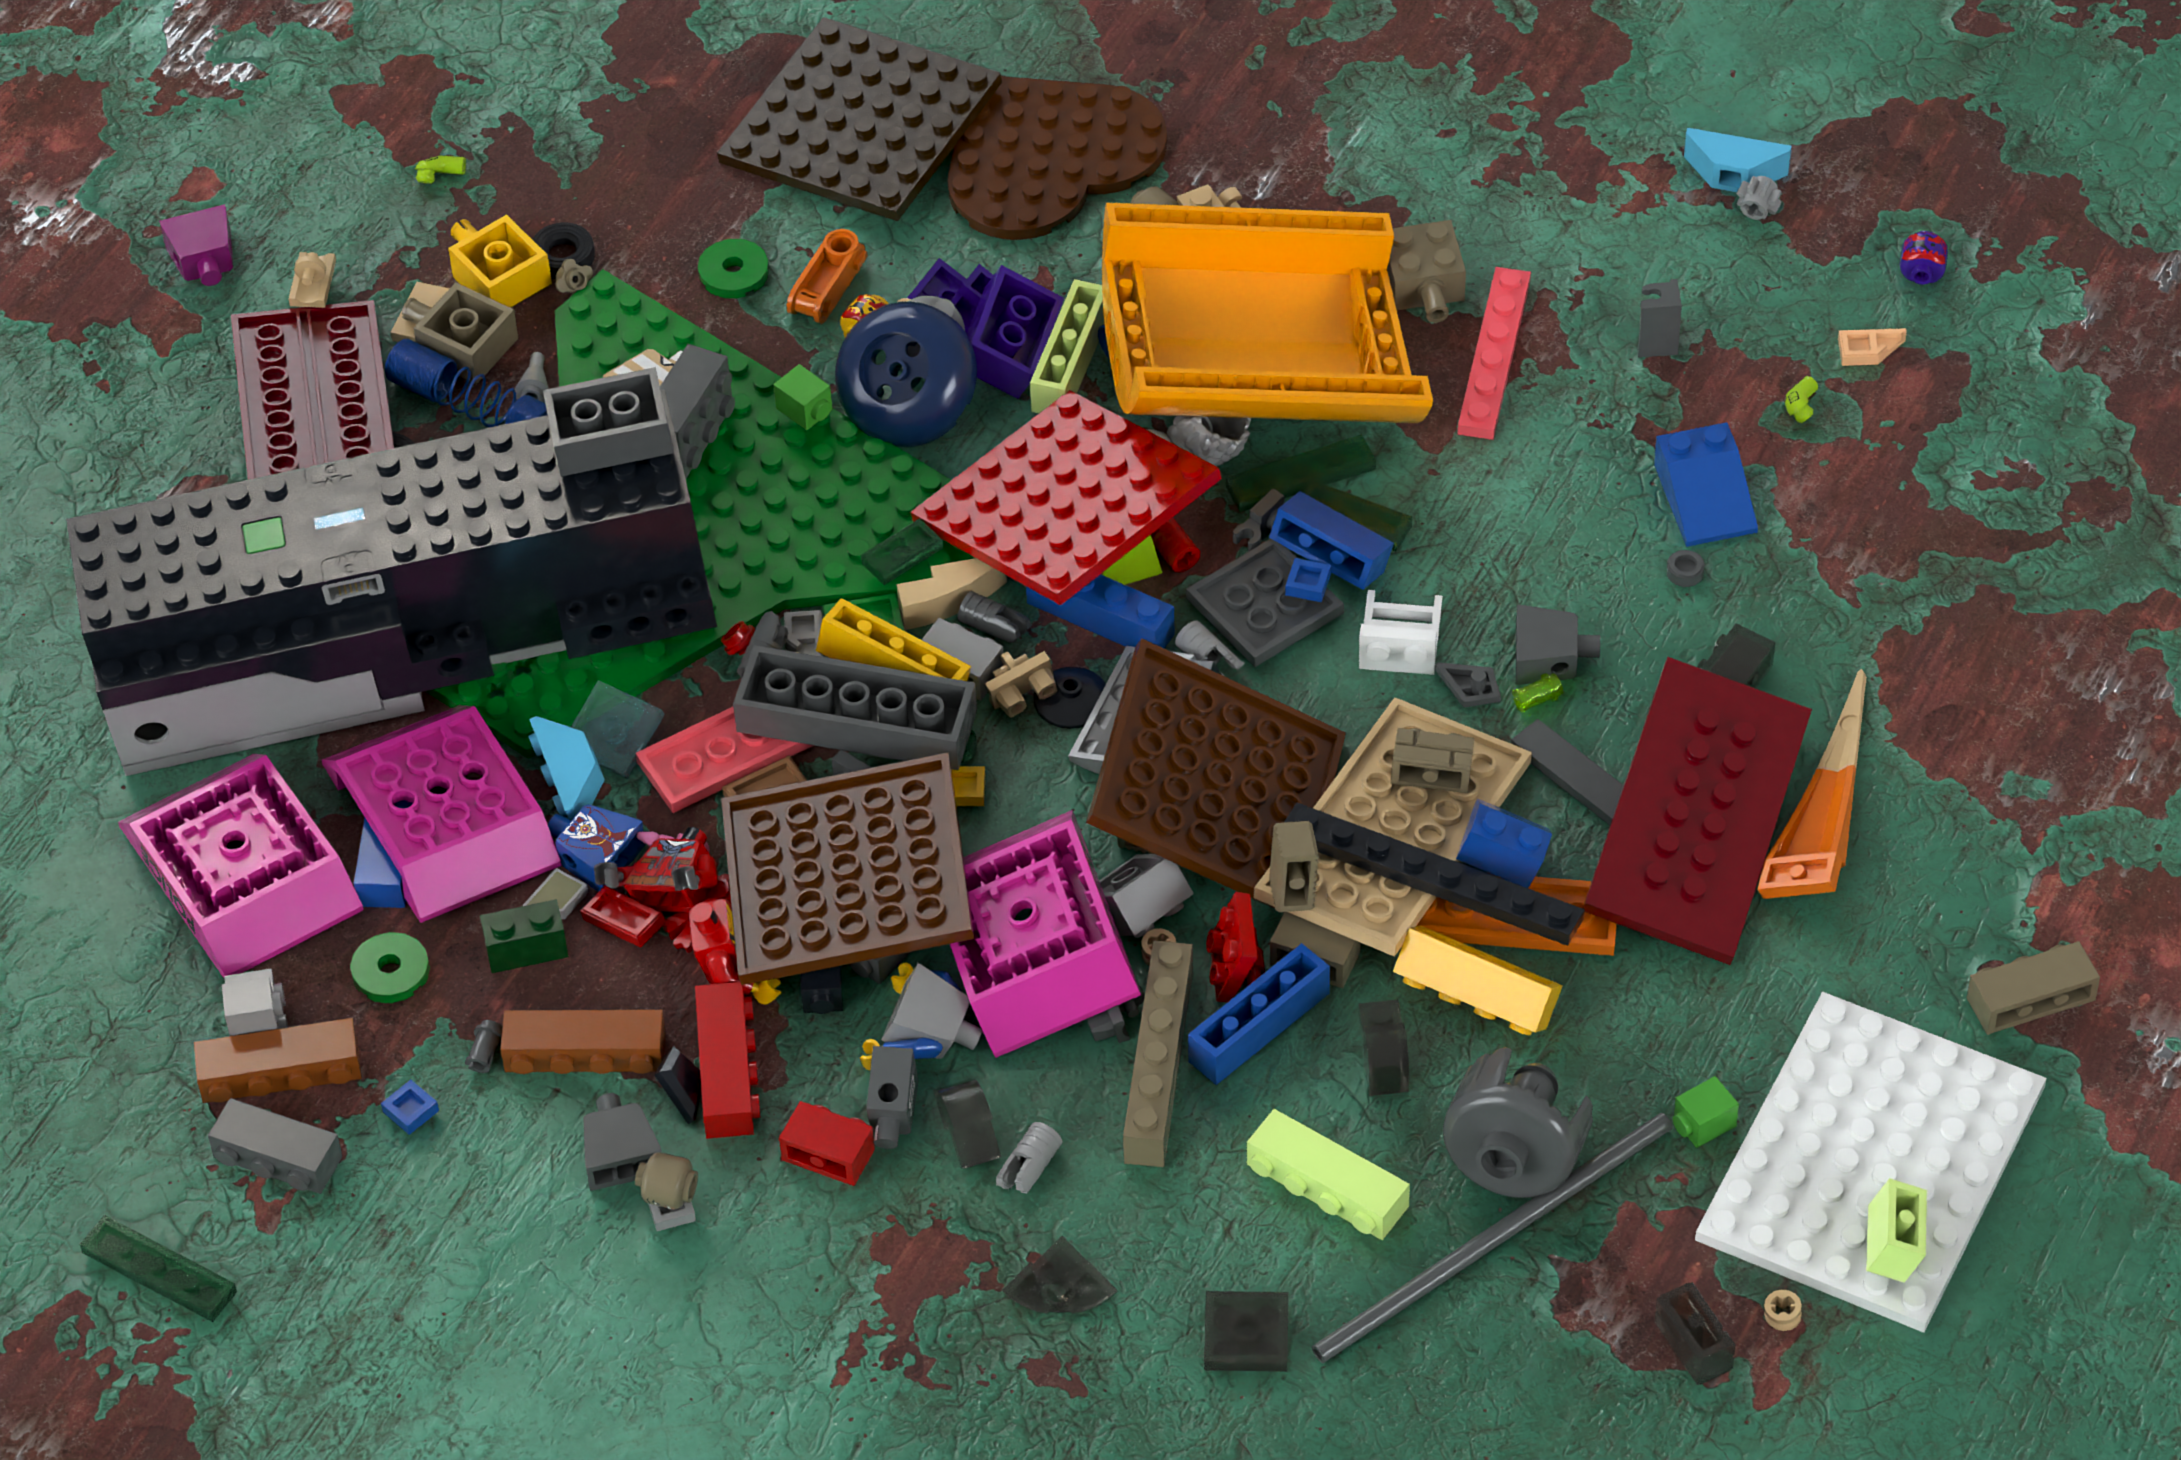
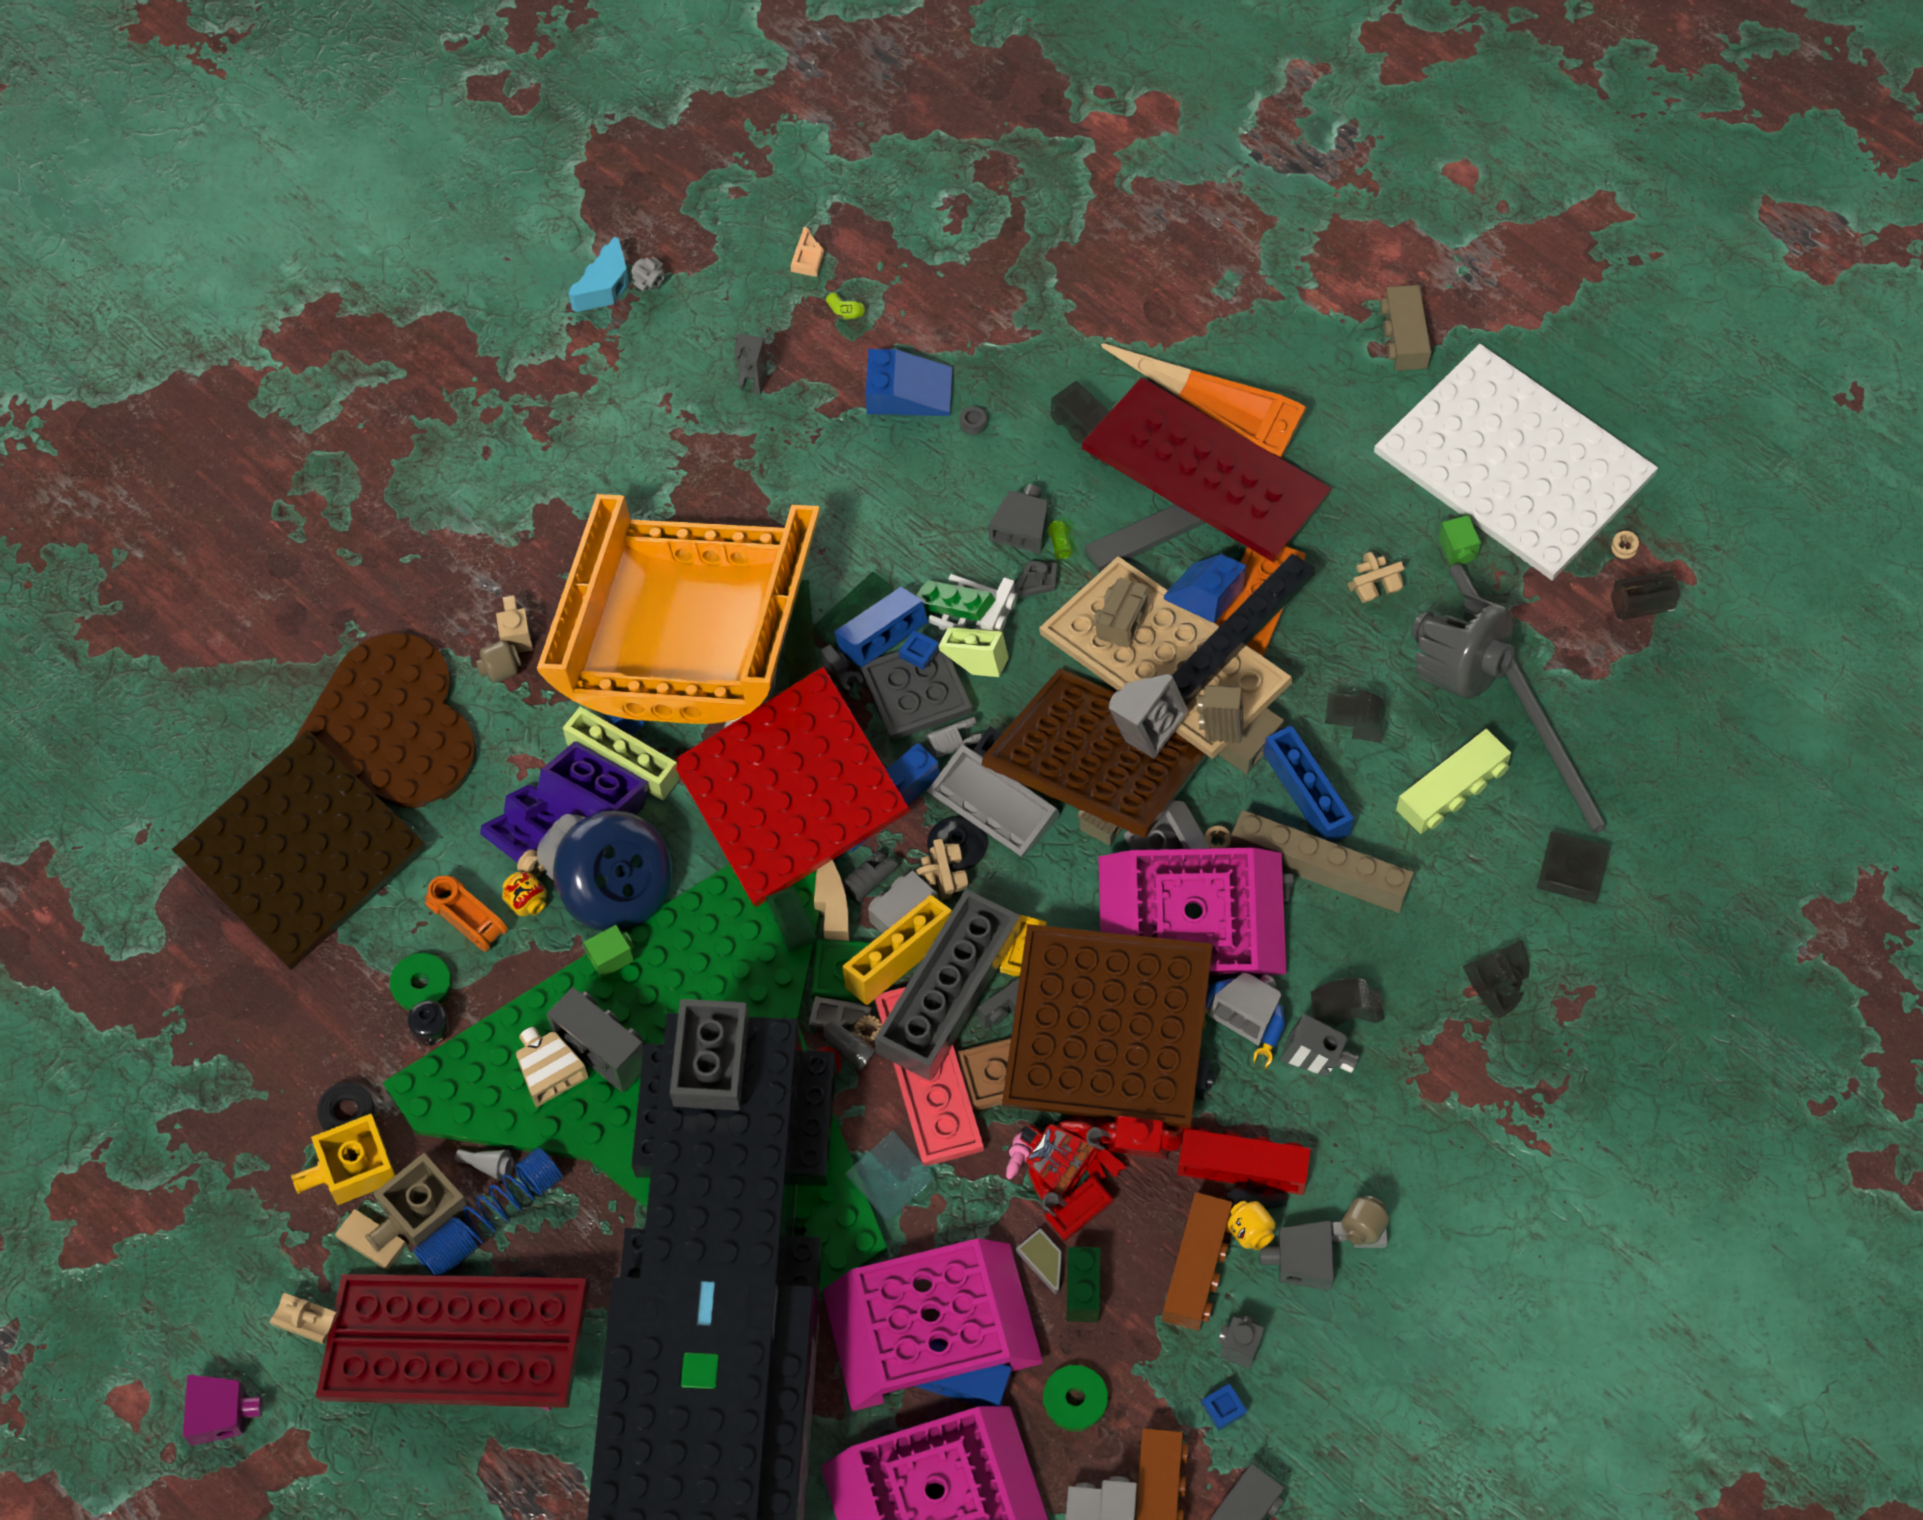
camera: 75 degrees left, 10 degrees up
(440, 164) = (201, 1193): lime arm -> none
(487, 1039) = (1177, 1338): dark grey pin -> none
(491, 1103) = (1241, 1341): none -> dark grey brick
(567, 271) = (386, 1107): dark tan plate -> none
(568, 765) = (924, 1214): medium azure slope -> none
(595, 838) = (1005, 1211): blue torso -> none
(632, 1070) = (1251, 1225): none -> yellow head
(679, 281) = (428, 1022): none -> black head
(827, 1143) = (1341, 1104): red brick -> none
(1029, 1158) = (1385, 968): light grey hinge -> none
(1234, 949) = (1248, 785): red plate -> none
(1248, 776) = (1148, 712): none -> light grey slope
(1332, 639) = (976, 650): none -> yellowish green slope
(1394, 597) = (955, 600): none -> green plate
(1427, 268) = (641, 490): dark tan brick -> none
(1477, 979) = (1319, 638): yellow brick -> none
(1494, 353) = (721, 478): coral plate -> none
(1618, 1045) = (1365, 583): none -> tan hips
(1896, 1230) = (1603, 453): yellowish green brick -> none
(1923, 256) = (744, 196): dark purple head -> none

